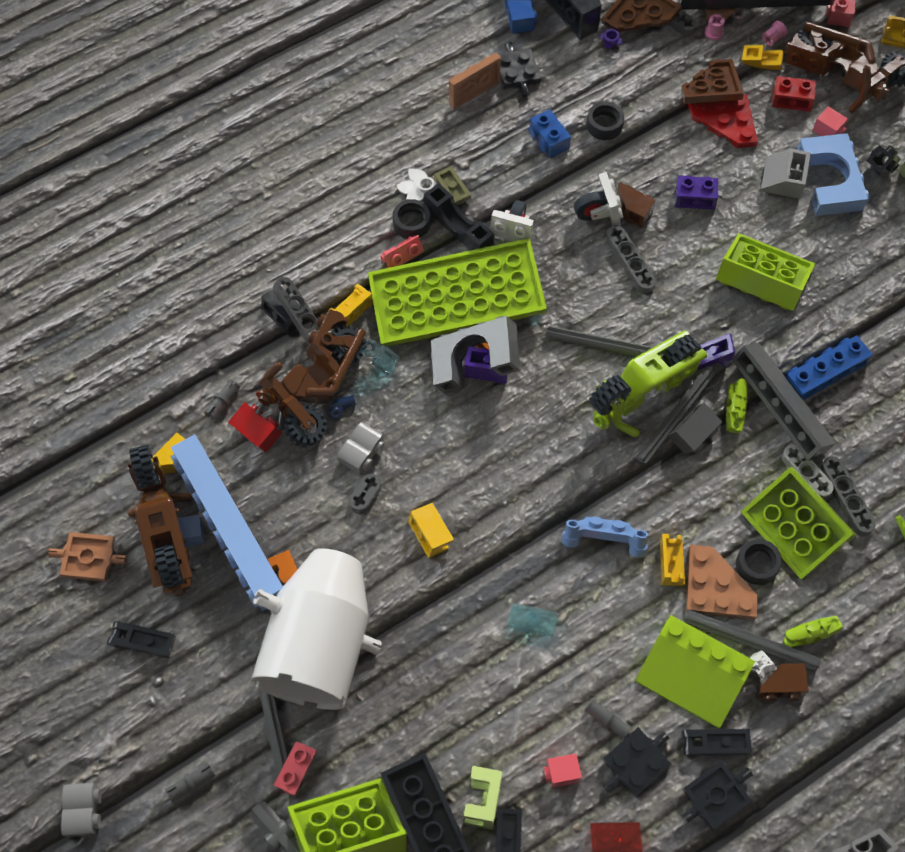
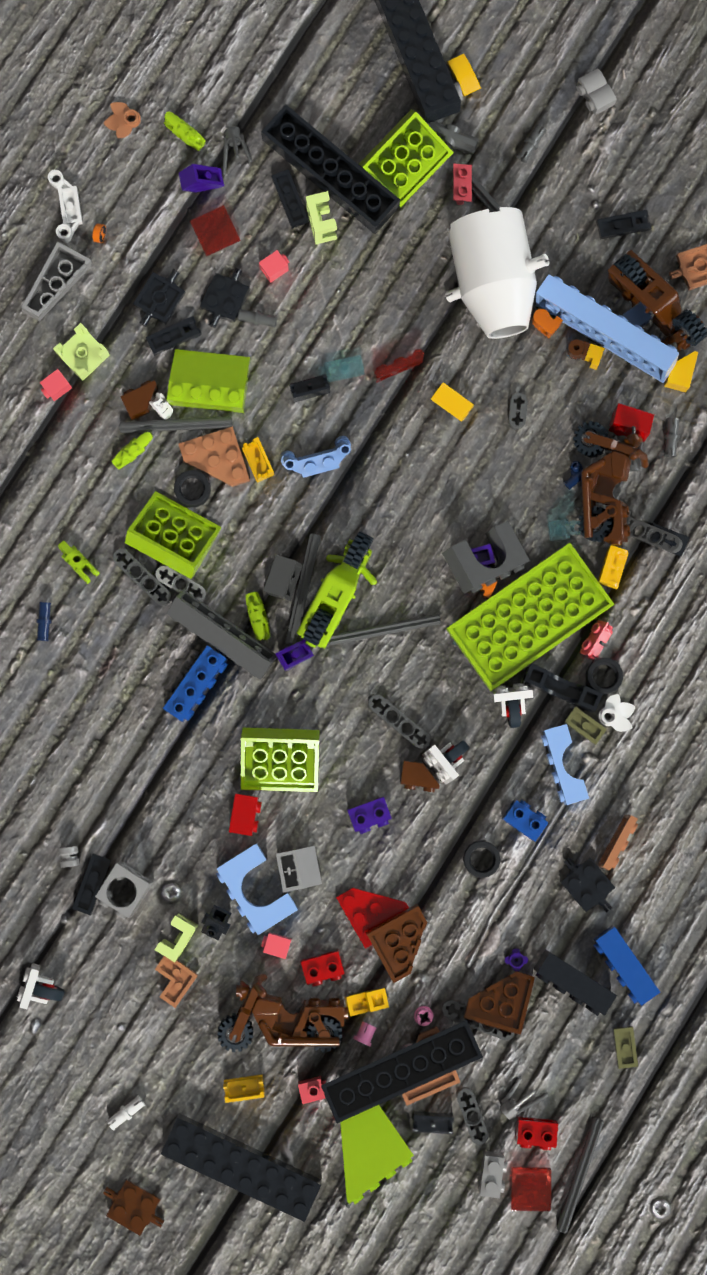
camera: 150 degrees right, 20 degrees up
(265, 525) = (586, 351): none -> leg
(360, 448) = (539, 444): light grey brick -> none
(470, 592) = (400, 364): none -> clear red plate
(485, 181) = (571, 789): none -> light blue arch
(581, 613) = (309, 388): none -> black hinge
(821, 235) = (244, 815): none -> red brick
(835, 770) = (82, 352): none -> yellowish green panel
(881, 744) = (55, 385): none -> coral brick

